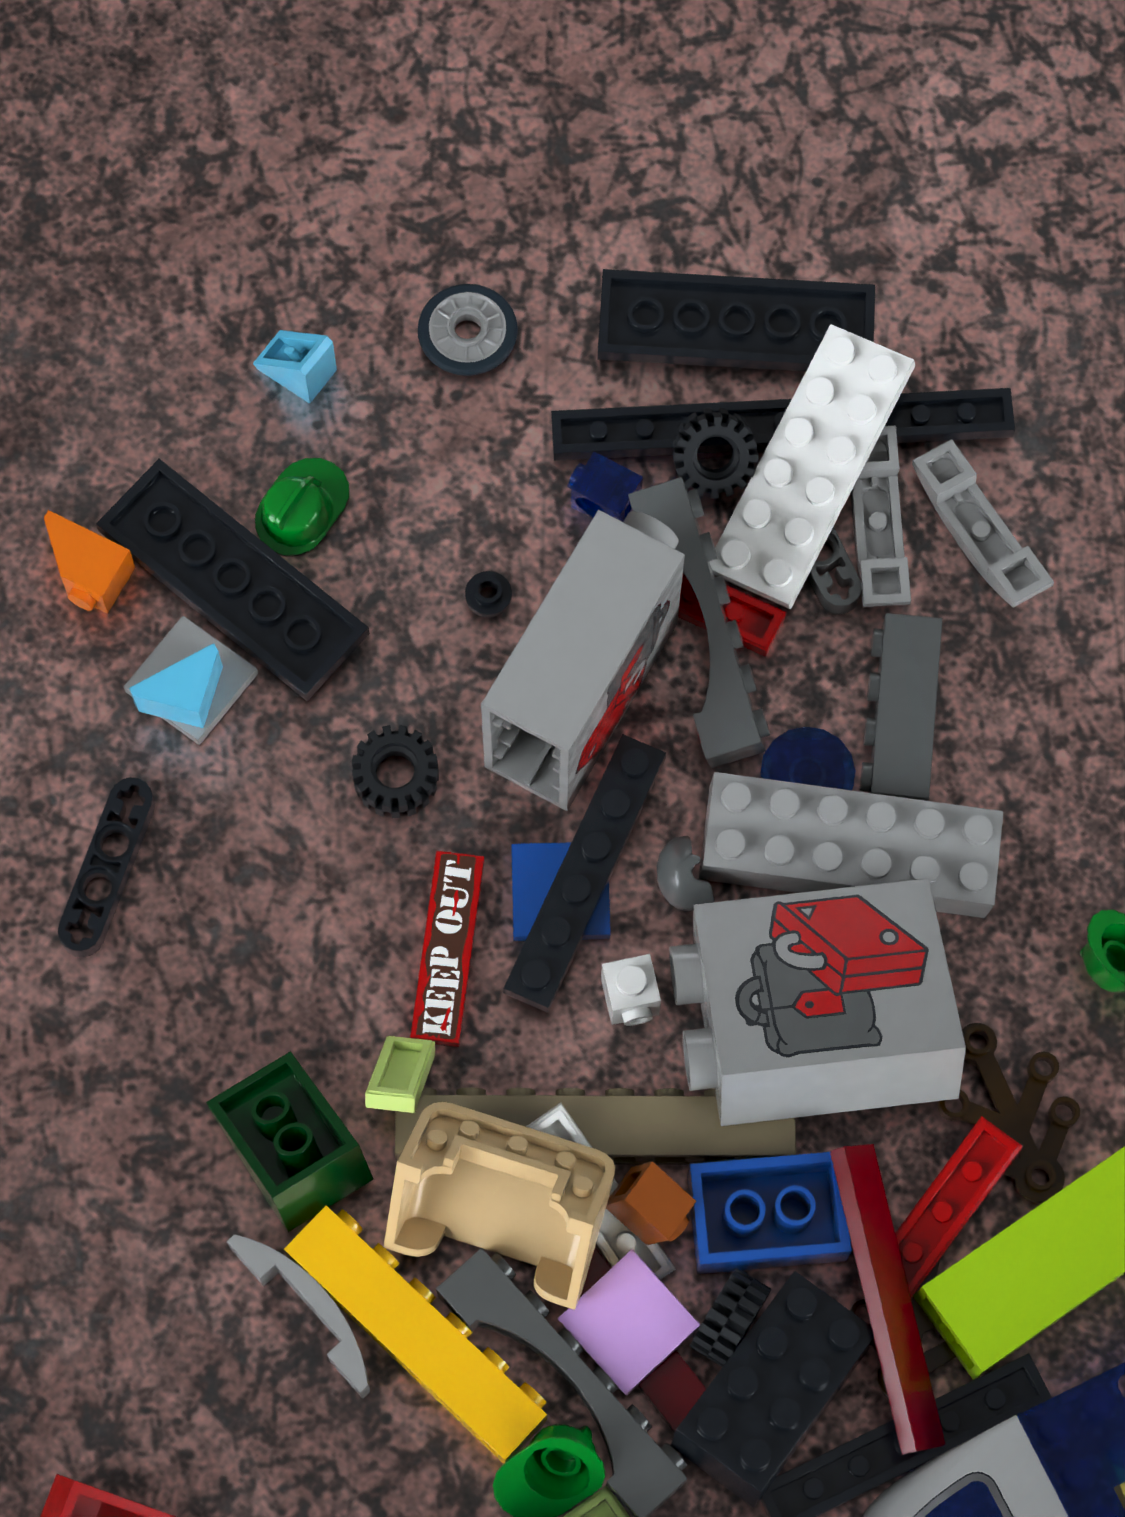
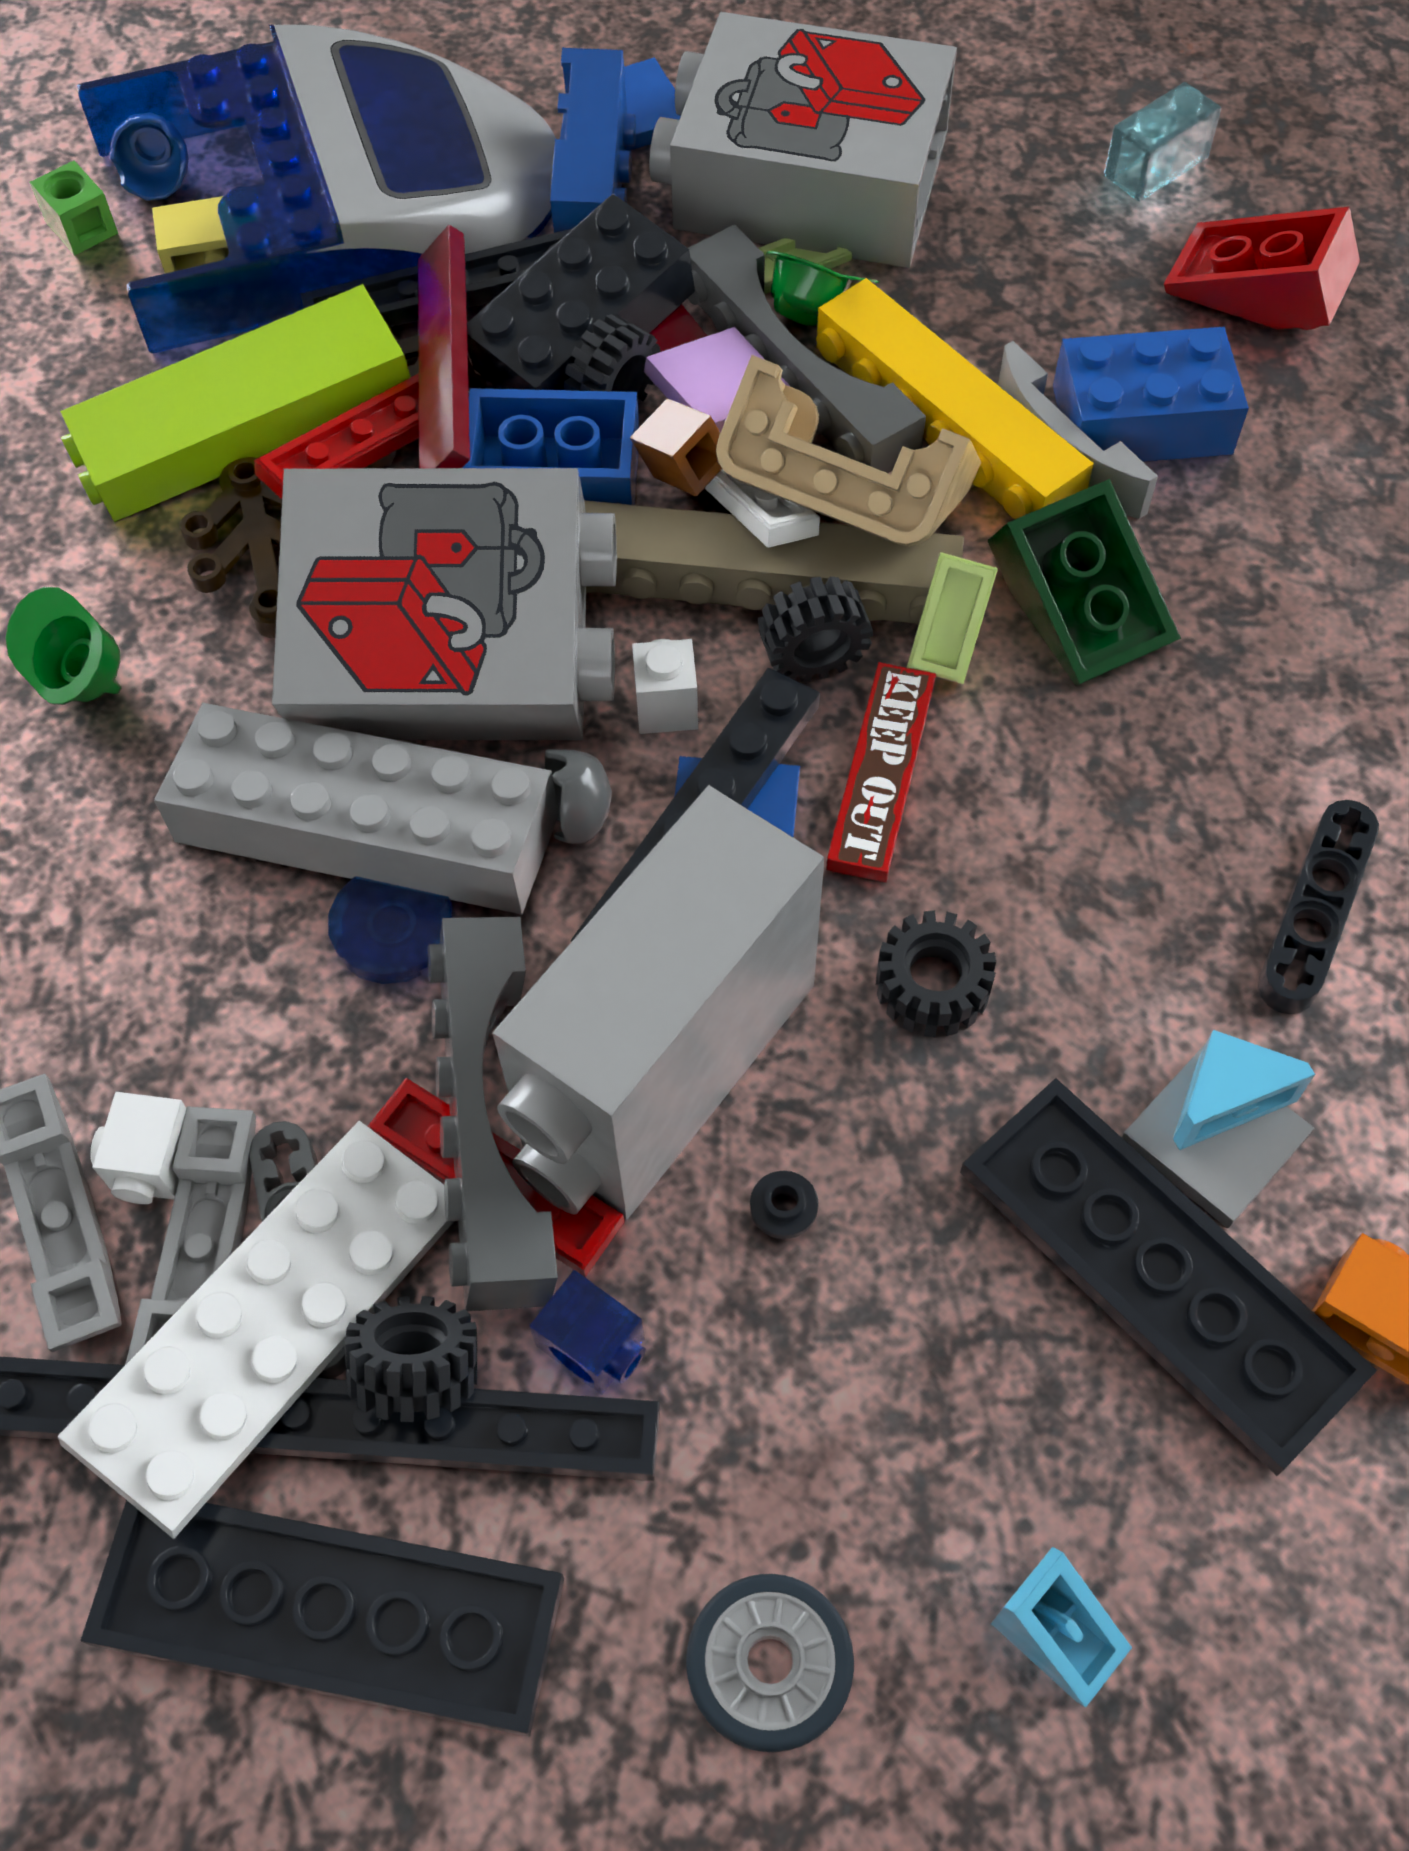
camera: 170 degrees left, 10 degrees down
(231, 1358) = (1154, 392): none -> blue brick
(302, 506) = (1051, 1388): green piece -> none
(513, 1046) = (815, 629): none -> black tyre
(904, 706) = (242, 973): dark grey brick -> none
(935, 576) = (139, 1147): none -> white brick

